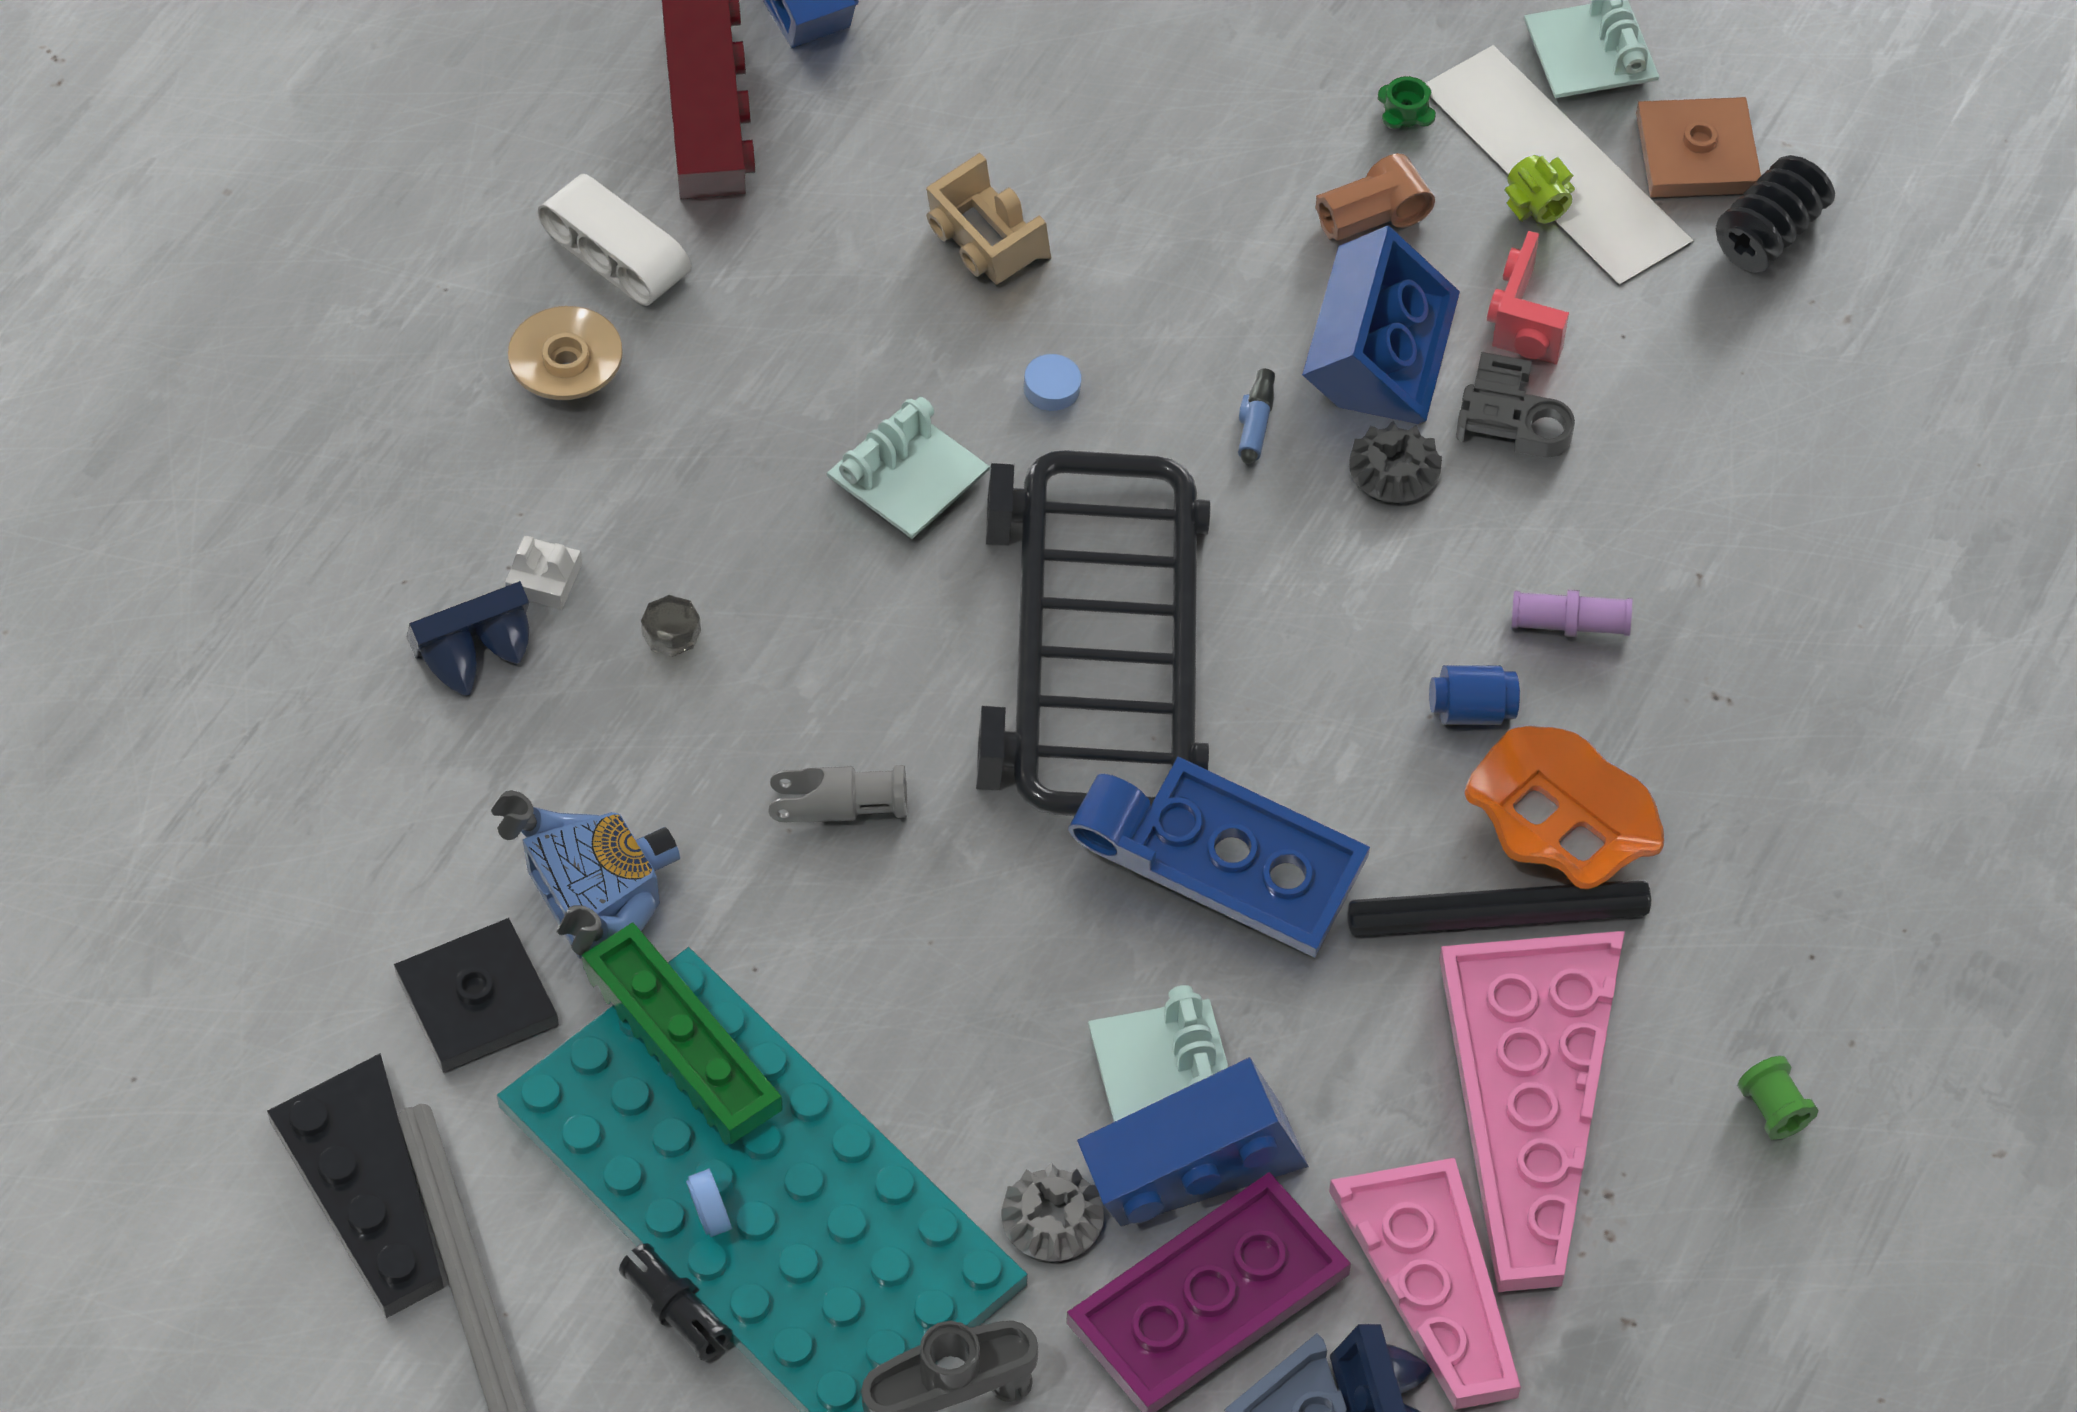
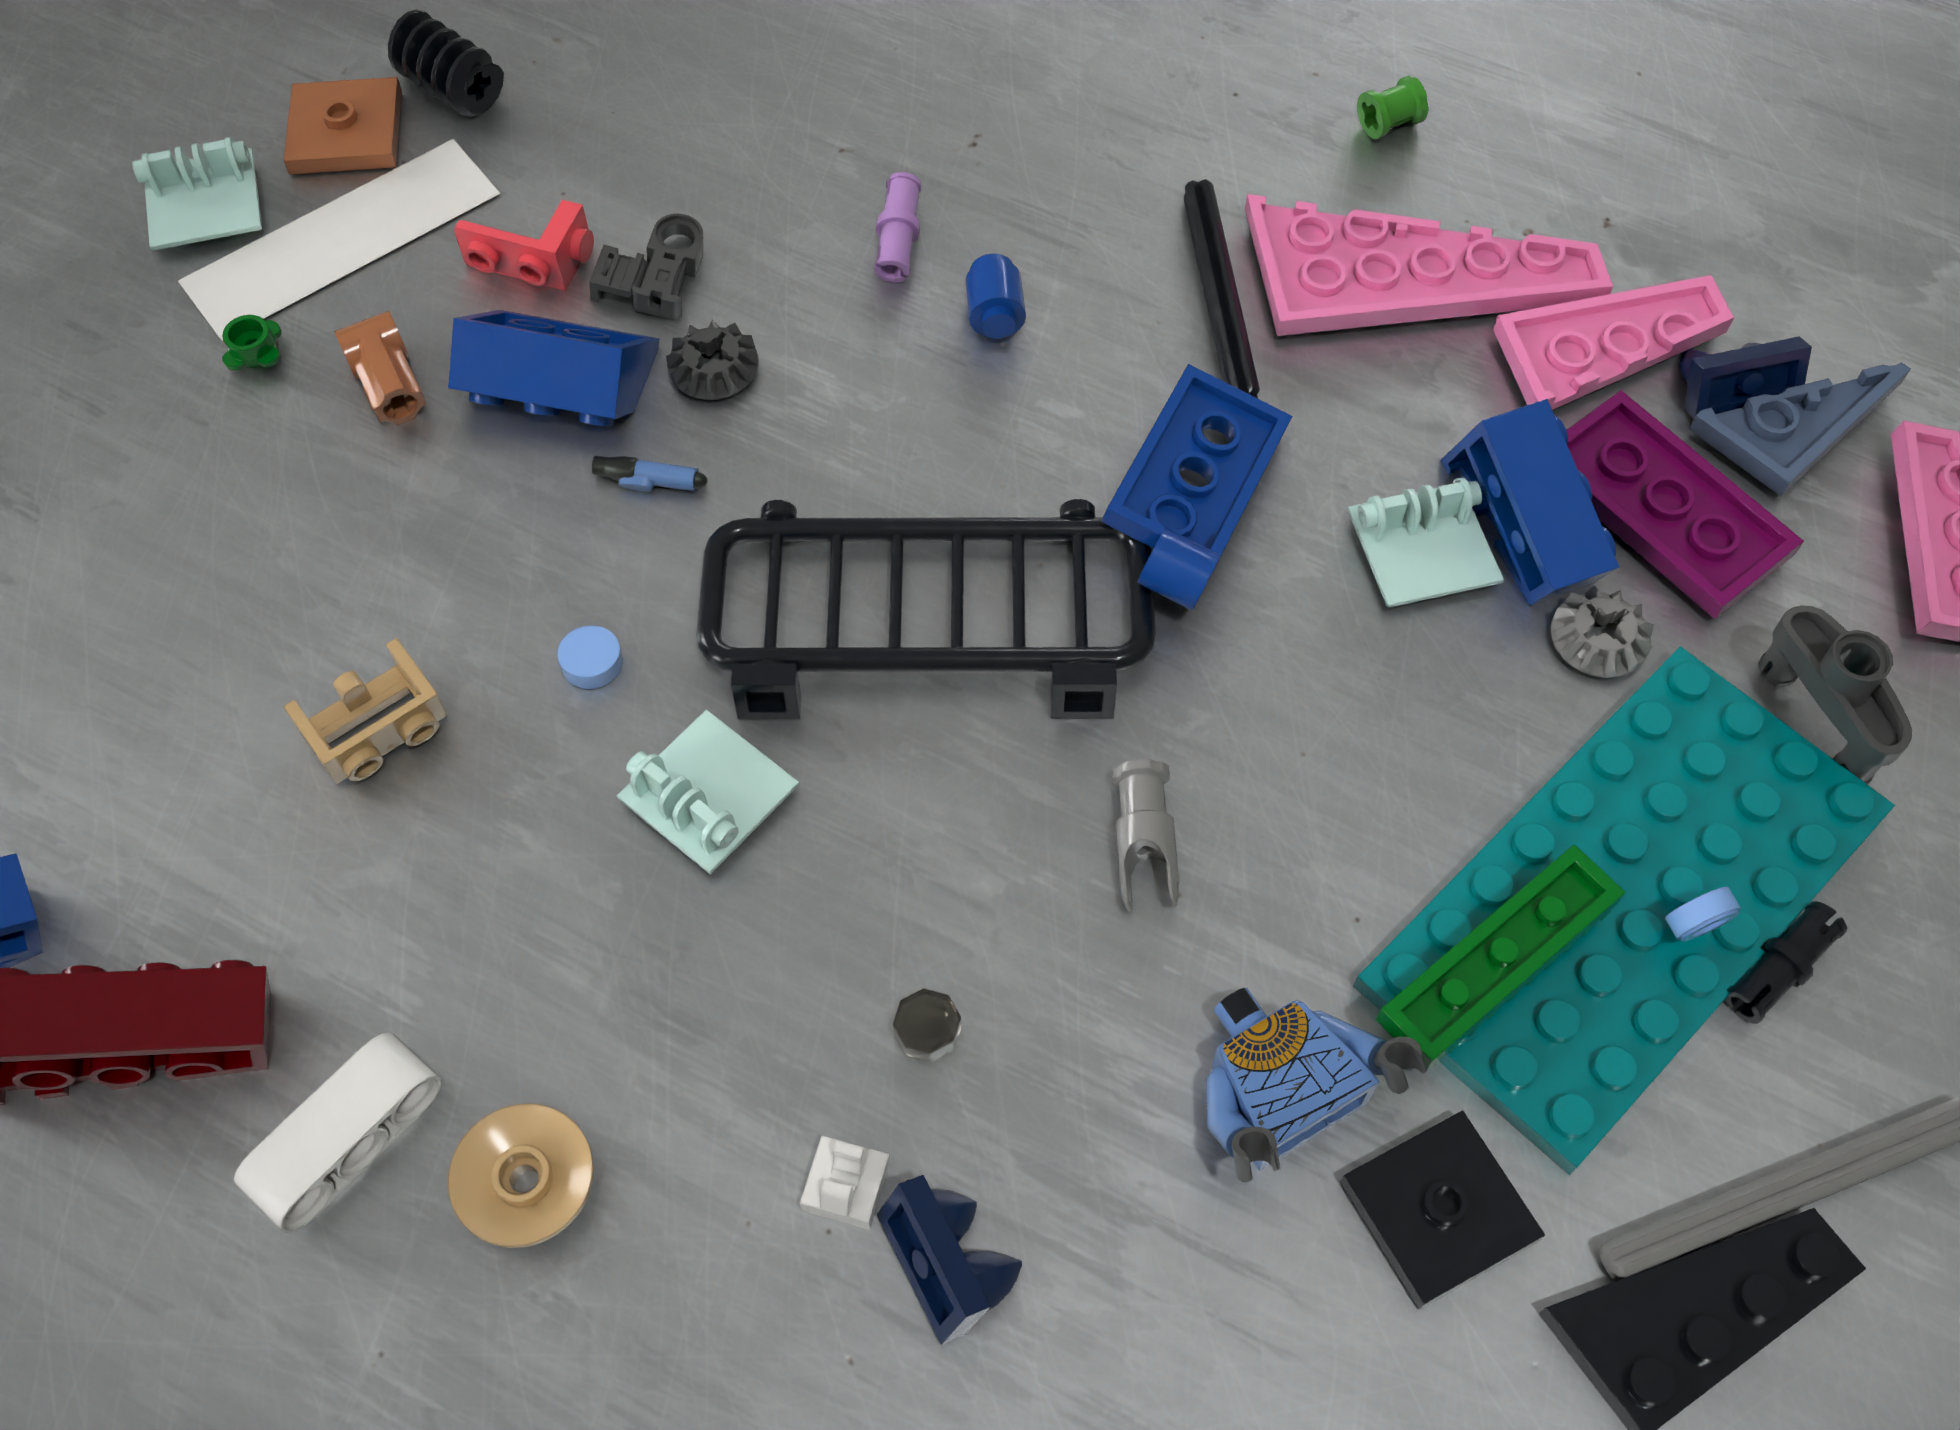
camera: 90 degrees left, 5 degrees up
(1539, 189) = (391, 230): lime gear -> none
(1587, 795) = (1106, 208): orange piece -> none

